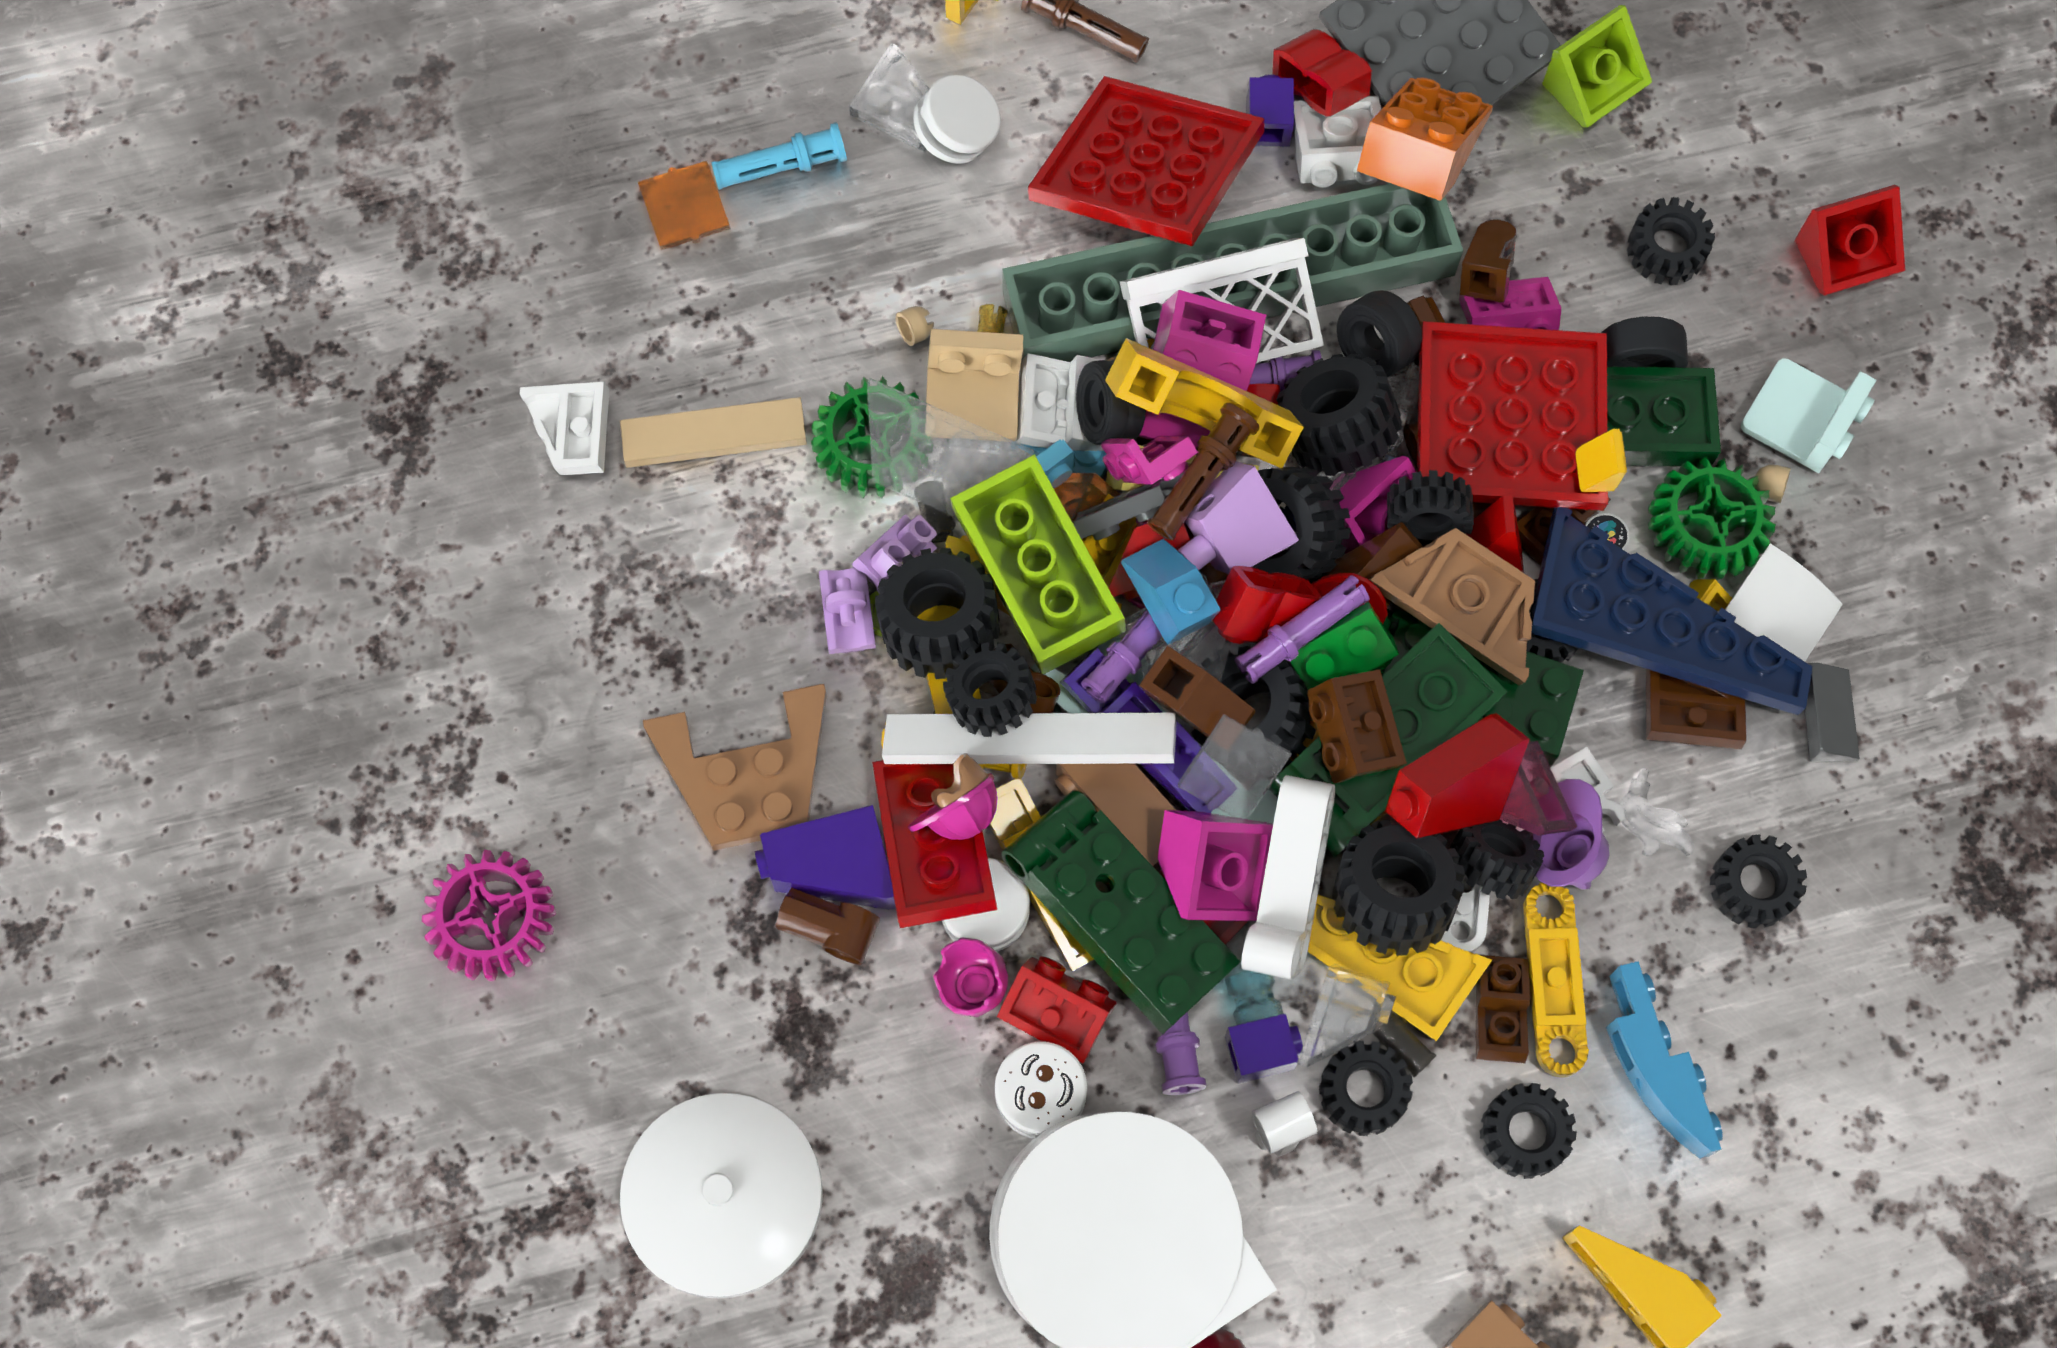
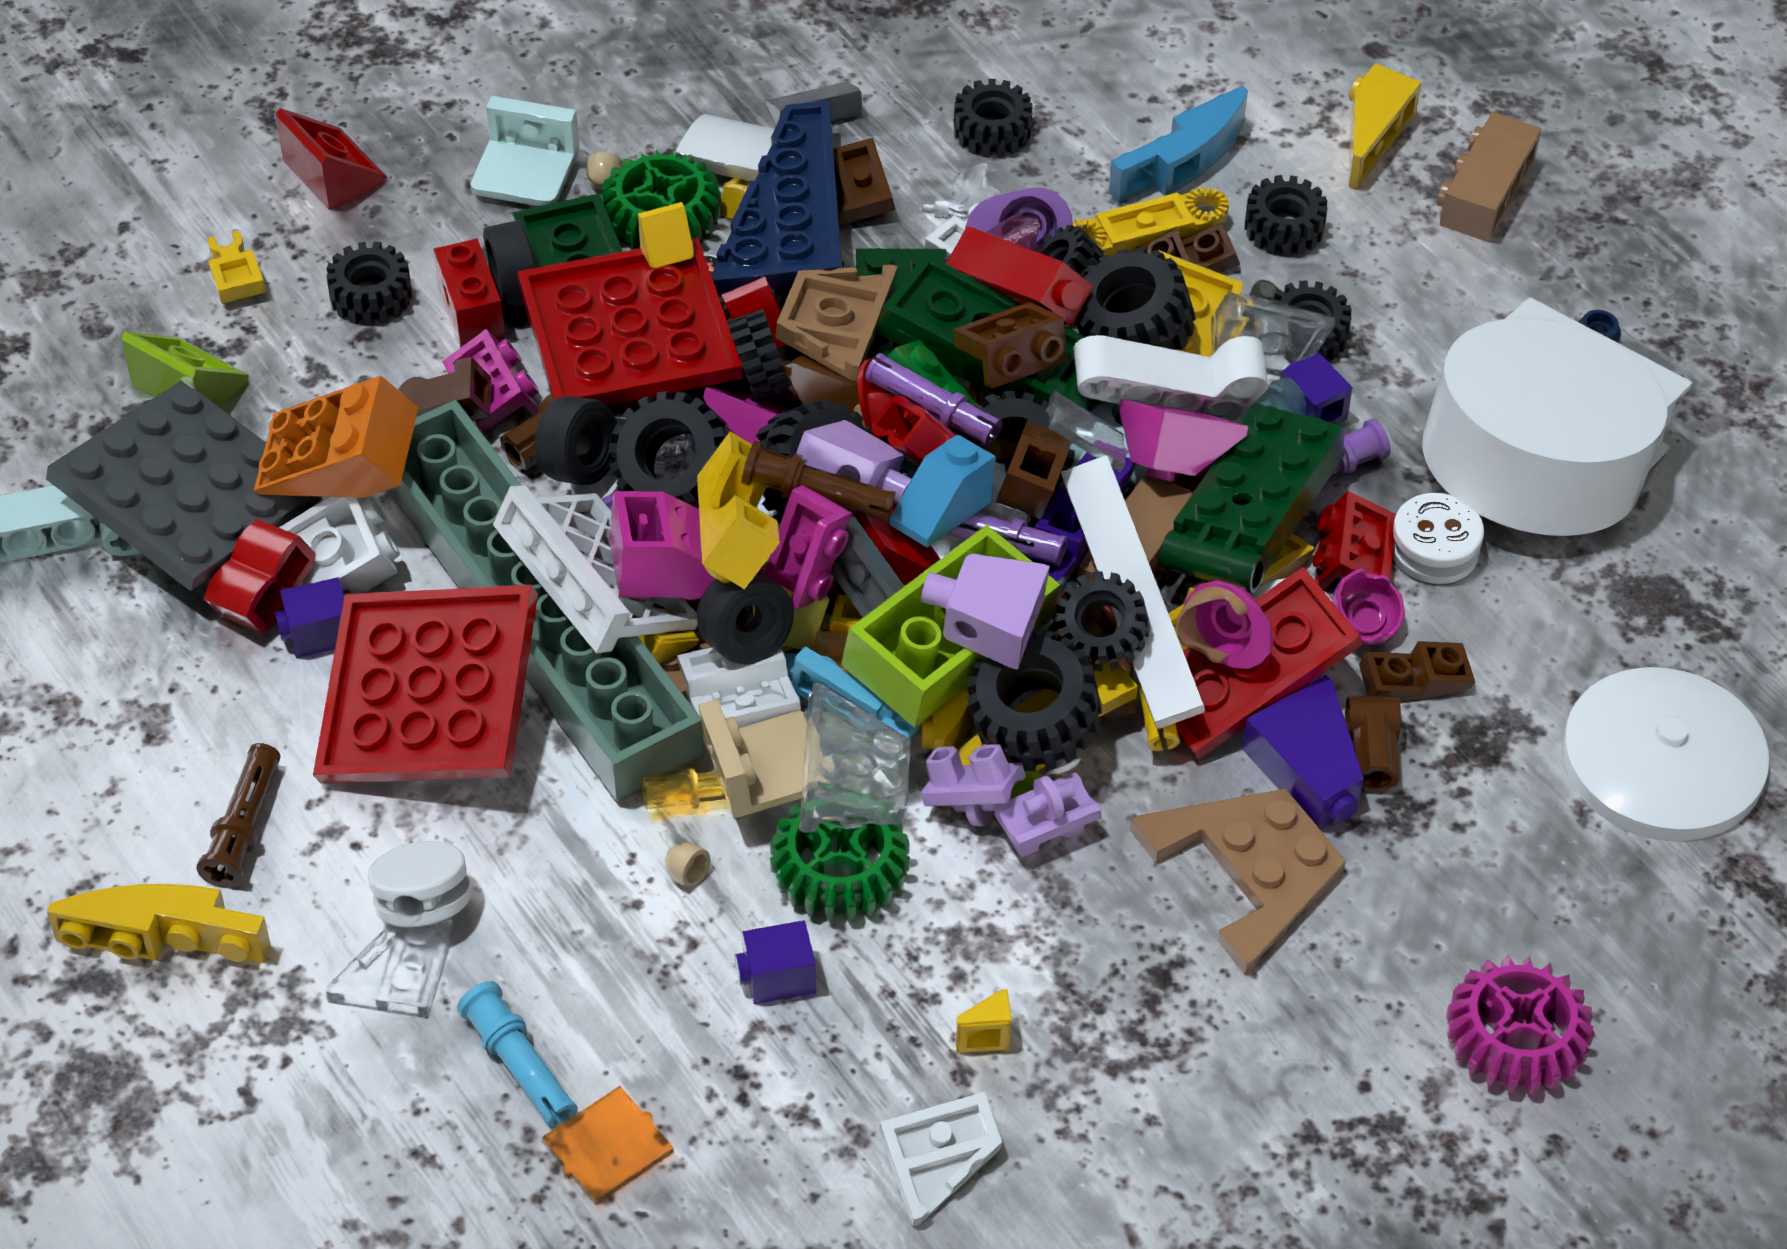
camera: 110 degrees left, 20 degrees down
(661, 495) = (985, 1025): none -> yellow slope
(713, 432) = (889, 1016): tan tile -> none
(786, 359) = (777, 962): none -> dark purple brick
(894, 1003) = (1426, 673): none -> reddish brown slope
(1008, 572) = (990, 605): none -> lavender torso
(1283, 1124) = (1383, 345): white piece -> none
(1609, 303) = (468, 291): none -> red brick
(1718, 137) = (234, 270): none -> yellow plate

